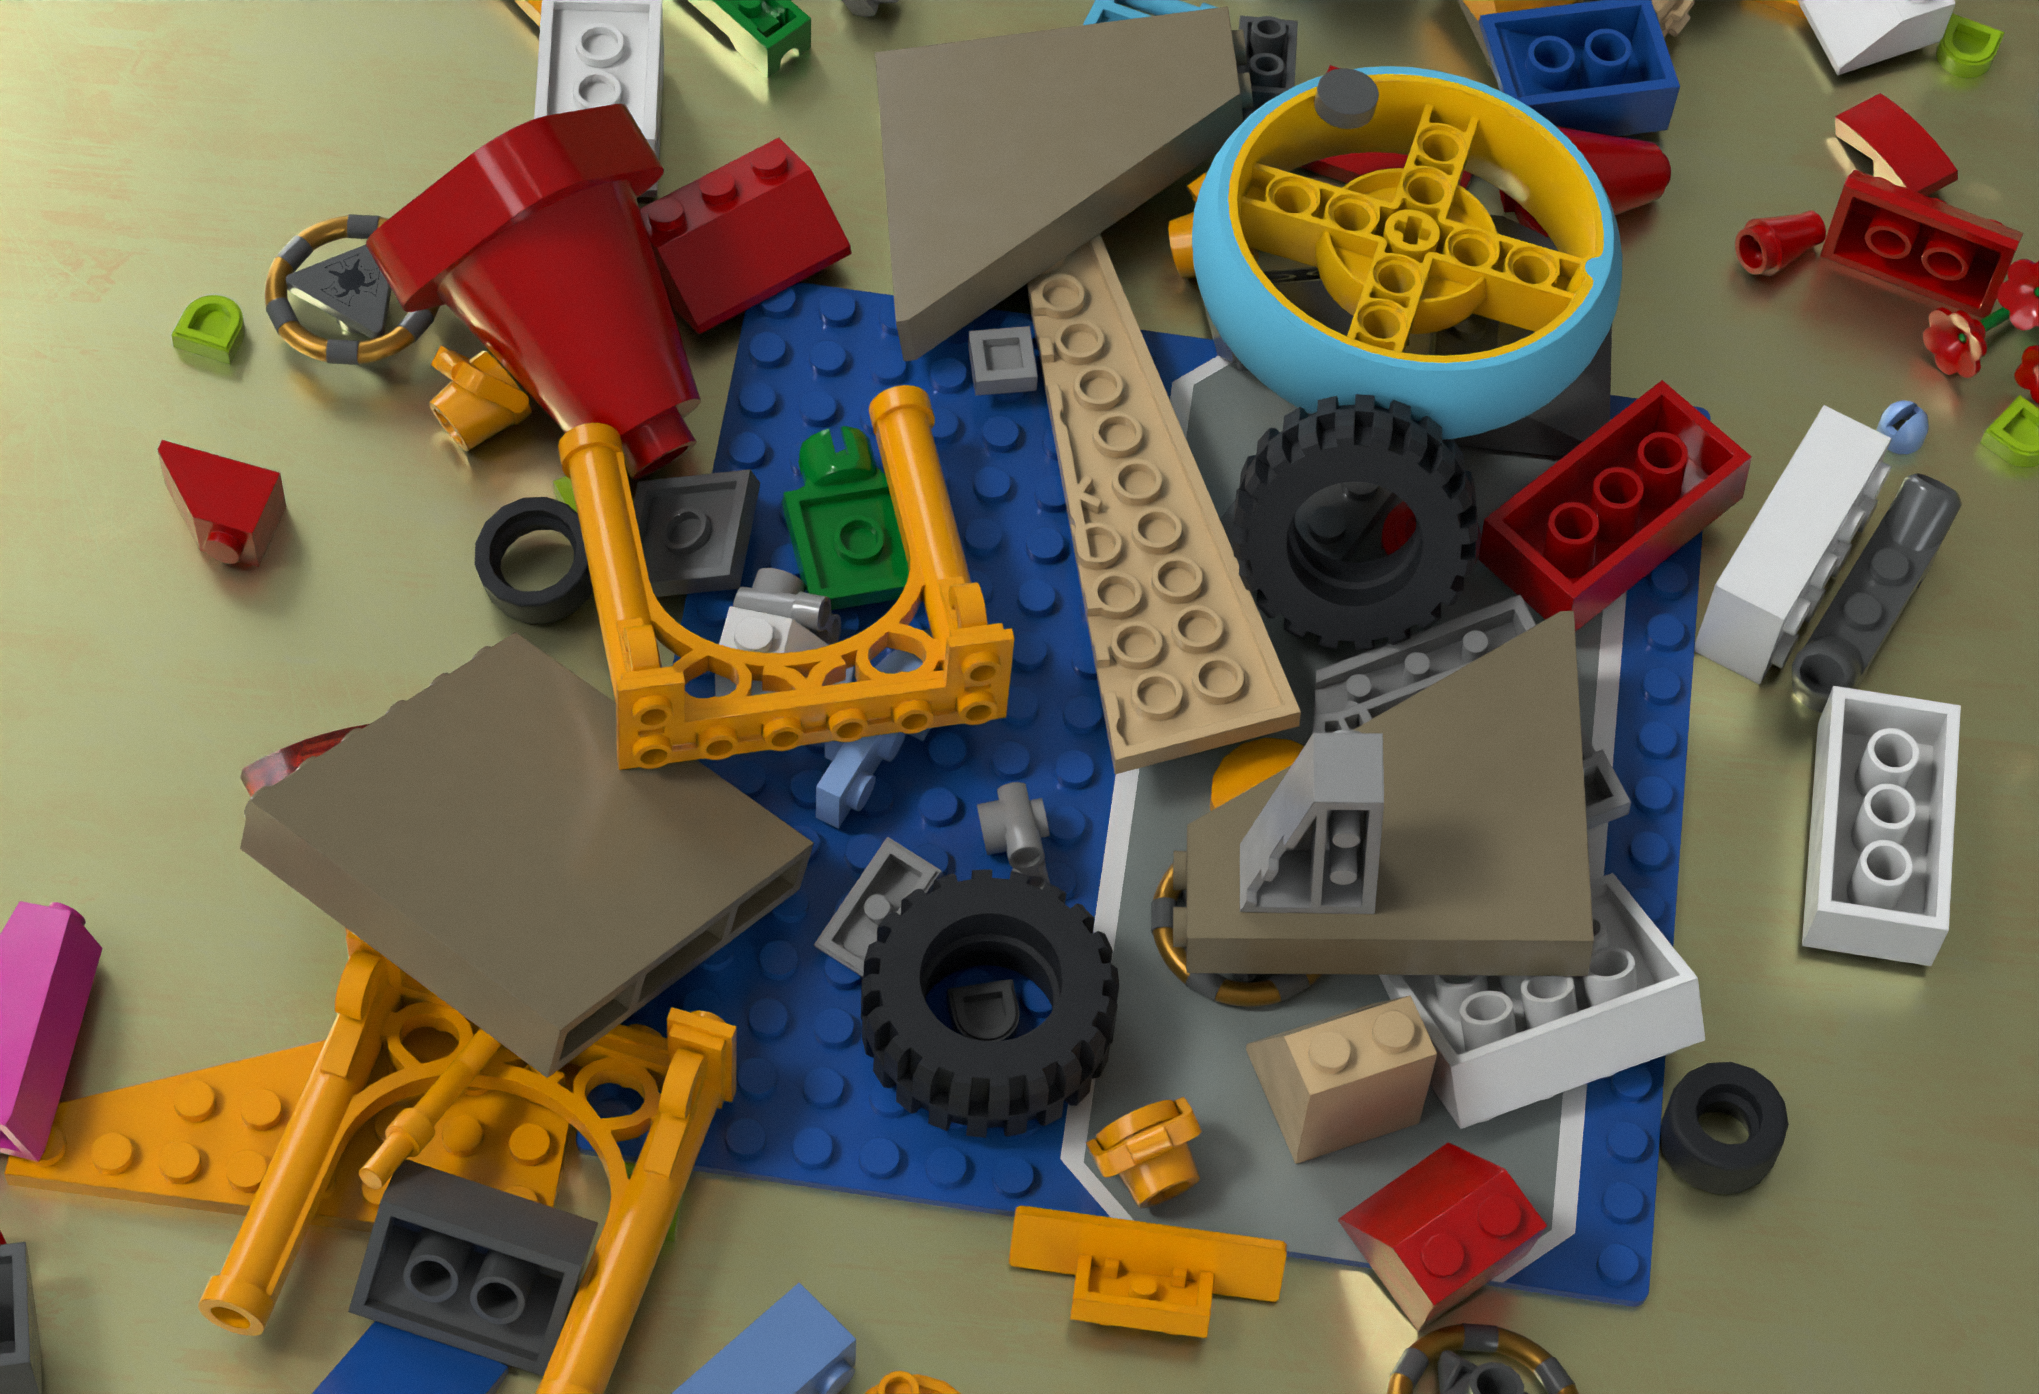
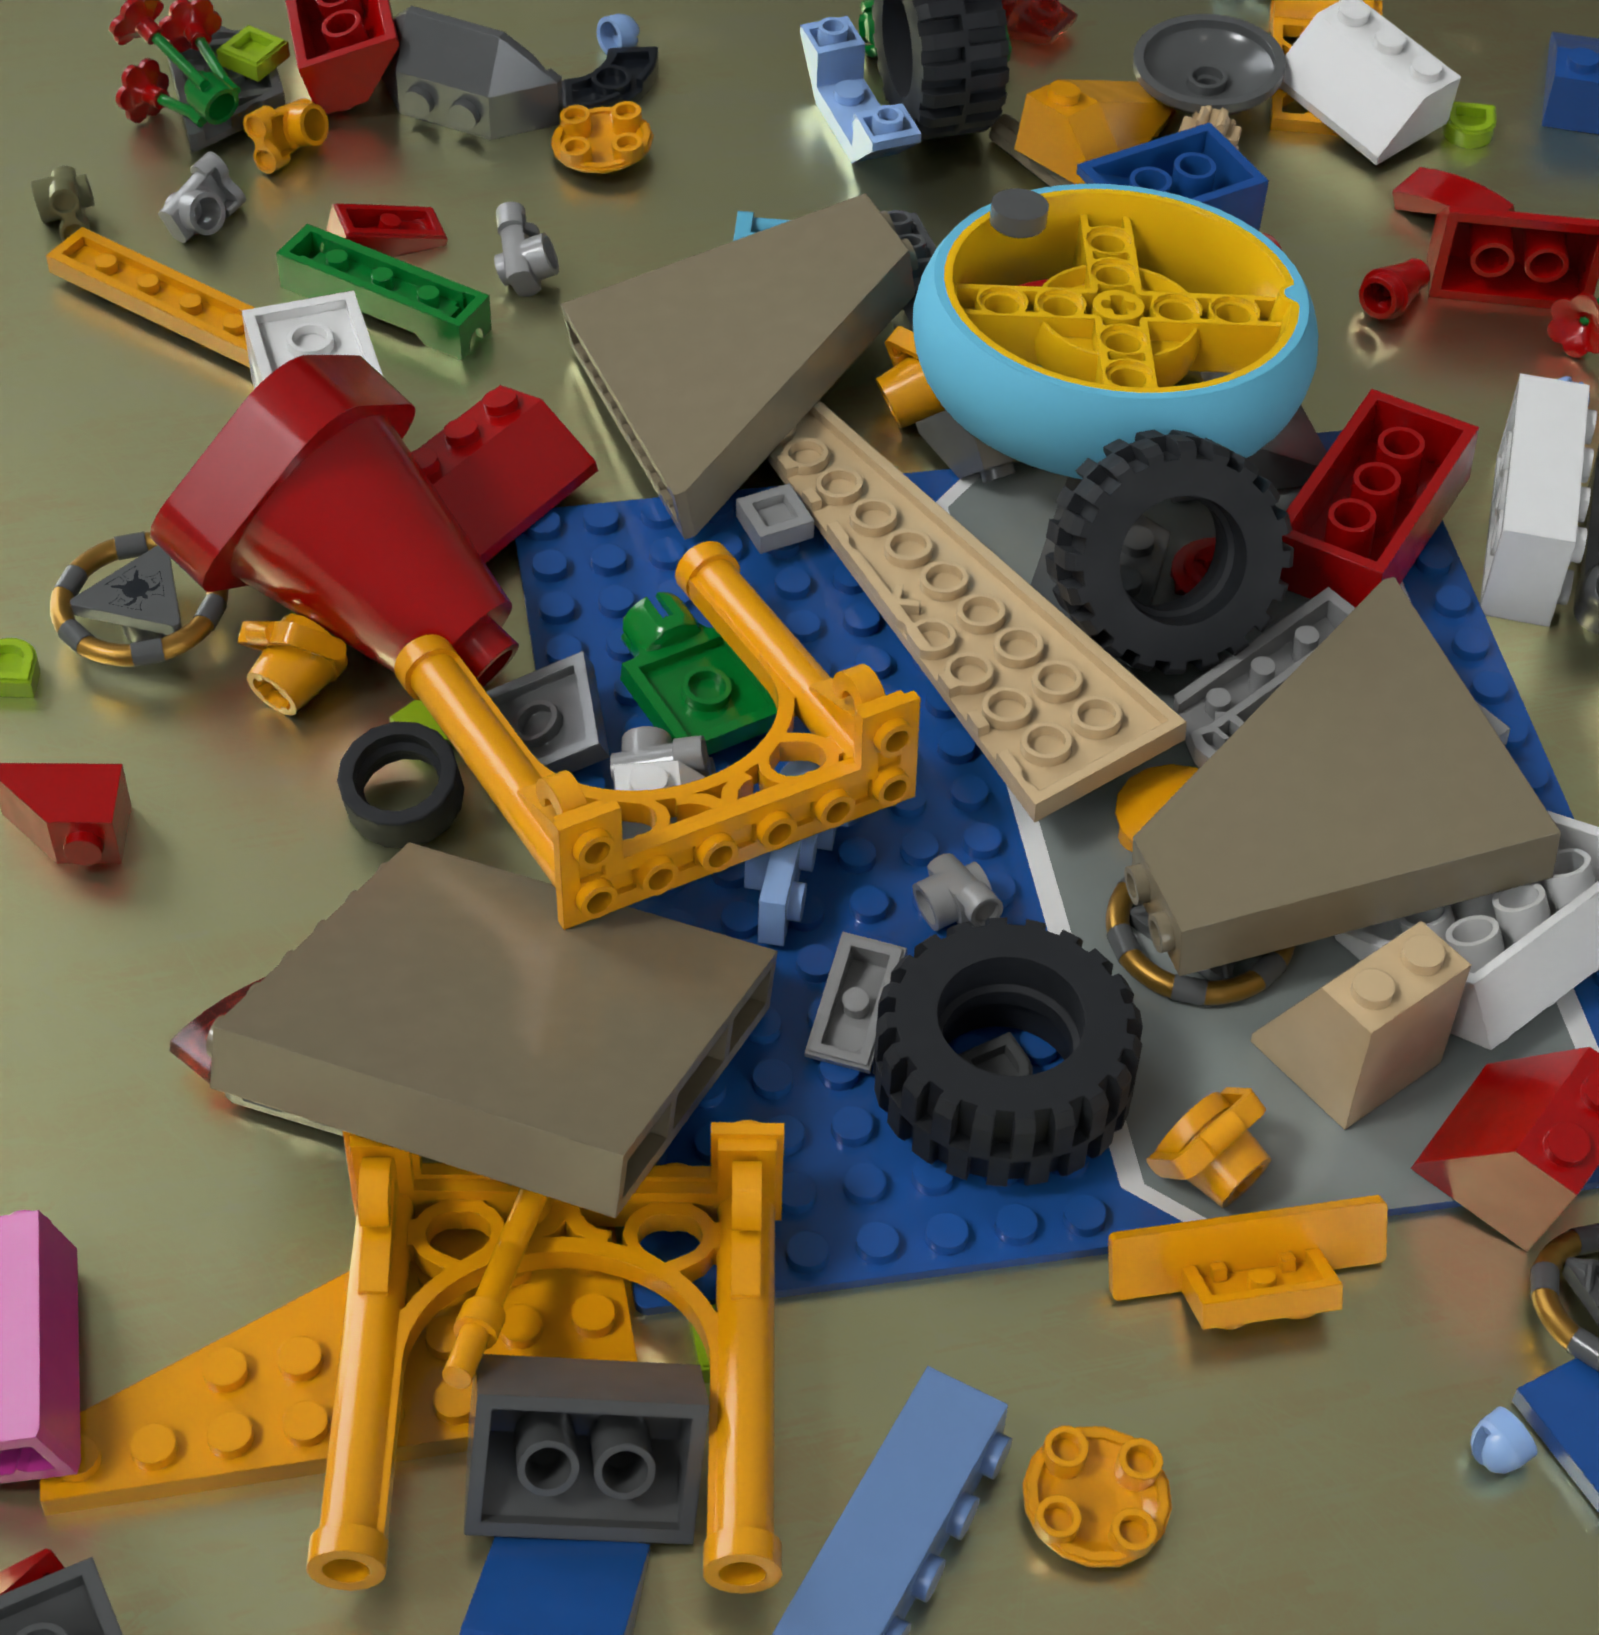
camera: 15 degrees left, 10 degrees down
(1319, 831) = (1286, 786): light grey wedge -> none

